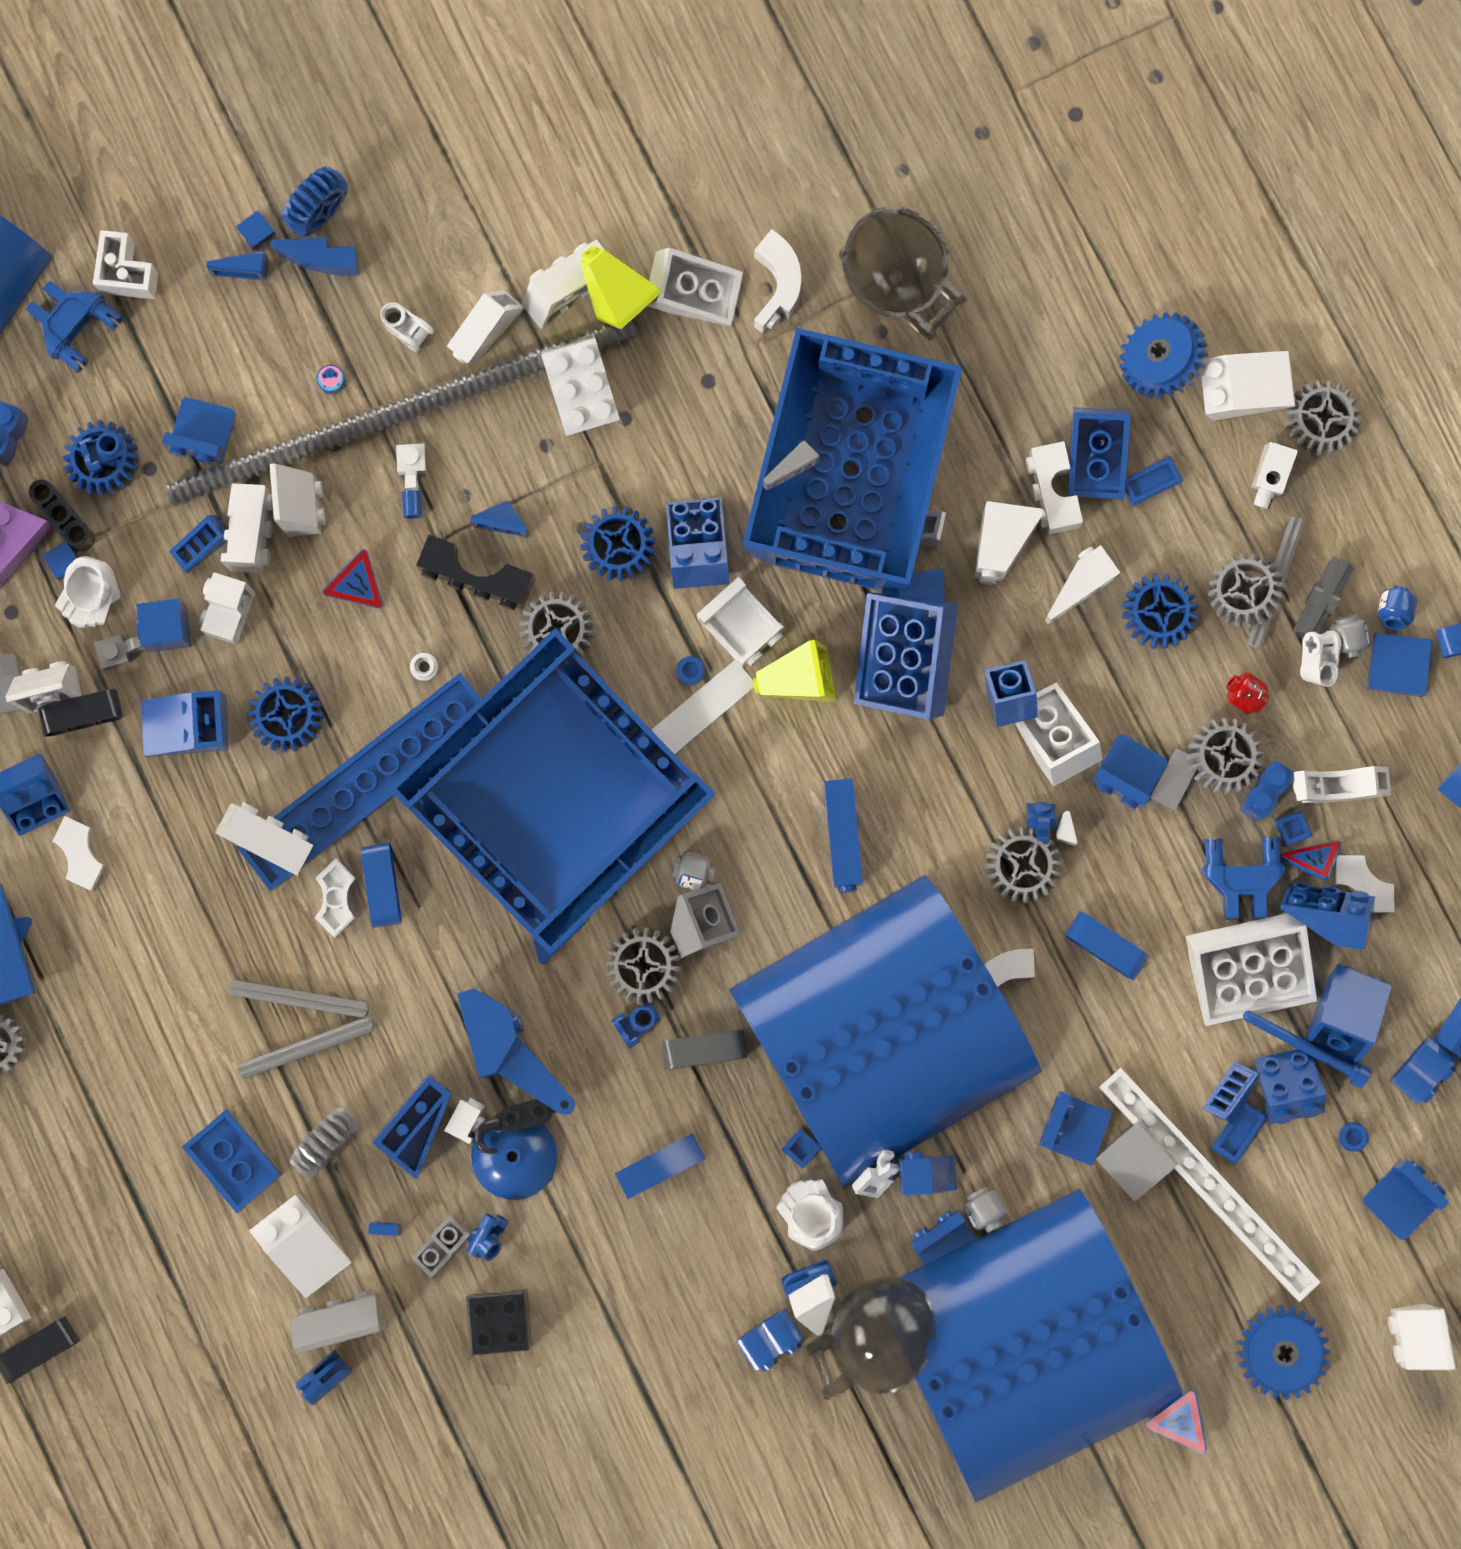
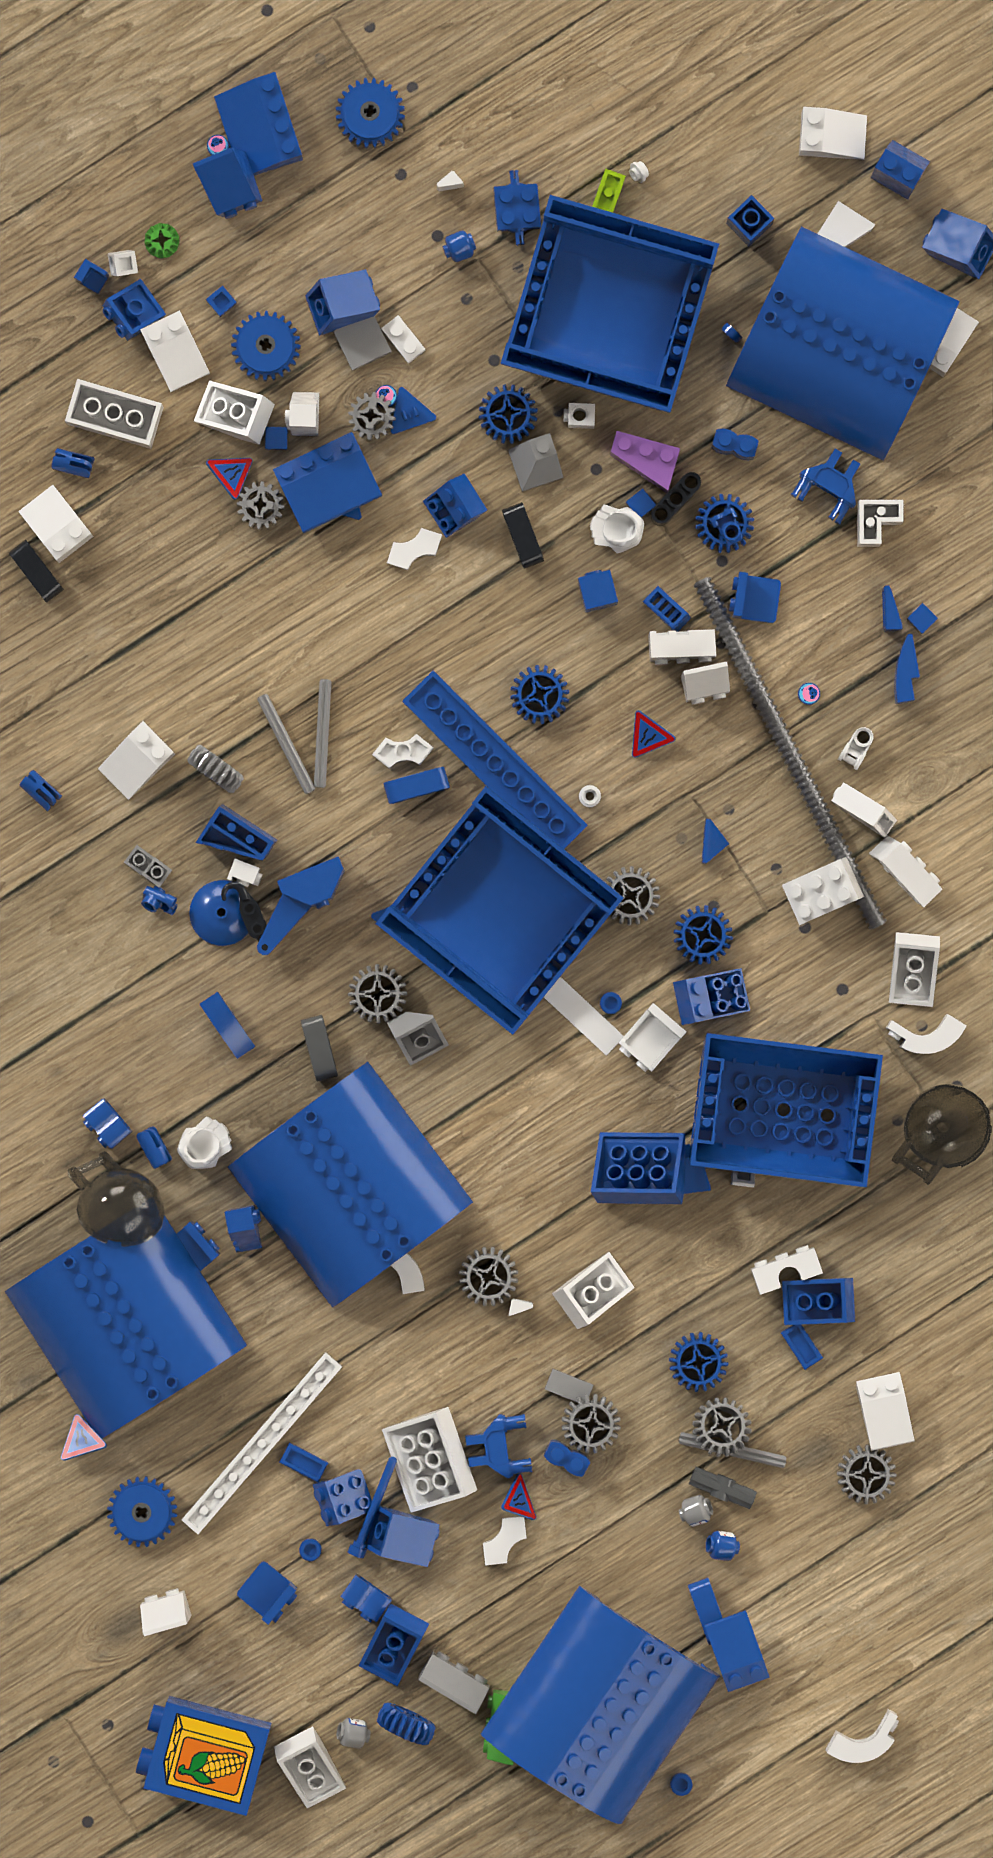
camera: 75 degrees right, 5 degrees up
(44, 687) = (539, 506): white slope -> none
(115, 651) = (574, 556): light grey plate -> none
(185, 724) = (522, 617): blue slope -> none
(227, 609) = (616, 638): white brick -> none
(232, 1161) = (193, 699): blue plate -> none
(264, 837) = (441, 692): white wedge -> none
(315, 201) = (946, 664): blue gear -> none
(337, 1322) = (82, 796): light grey slope -> none
(384, 1228) = (156, 822): blue tile -> none
(411, 462) = (749, 765): white plate -> none
(412, 504) = (716, 770): blue hinge -> none
(499, 1322) = (96, 918): black piece -> none
(508, 585) = (674, 799): black arch -> none
(615, 288) = (901, 909): neon yellow slope -> none
(631, 1028) = (329, 990): blue plate -> none
(693, 870) = (454, 1023): light grey head -> none
(796, 462) = (773, 1066): light grey slope -> none
(798, 675) = (614, 1087): neon yellow slope -> none
(801, 1148) = (253, 1130): blue tile -> none
(813, 1303) = (137, 1153): white slope -> none
(843, 834) = (494, 1135): blue slope -> none
(877, 1180) = (234, 1189): white plate -> none
(985, 1210) = (222, 1275): light grey head -> none
(1002, 538) = (739, 1233): white slope -> none
(1011, 693) = (619, 1252): blue head -> none
(1042, 817) = (526, 1286): blue plate -> none
(1075, 1128) = (292, 1337): blue bracket -> none
(1088, 576) = (718, 1302): white slope -> none
(1106, 945) = (433, 1347): blue beam -> none
(1129, 772) = (570, 1351): blue bracket -> none
(1137, 1160) = (273, 1386): light grey tile -> none
(1163, 355) = (910, 1355): blue gear -> none
(1241, 1096) = (322, 1457): slope -> none
(1247, 693) = (641, 1435): red head -> none
(1278, 462) = (826, 1439): white torso -> none
(1292, 828) = (541, 1481): blue tile -> none
(1319, 659) = (673, 1489): white piece -> none
(1332, 913) = (477, 1516): blue slope -> none
(1342, 785) = (578, 1514): white arch -> none
(1399, 664) = (678, 1552): blue tile -> none

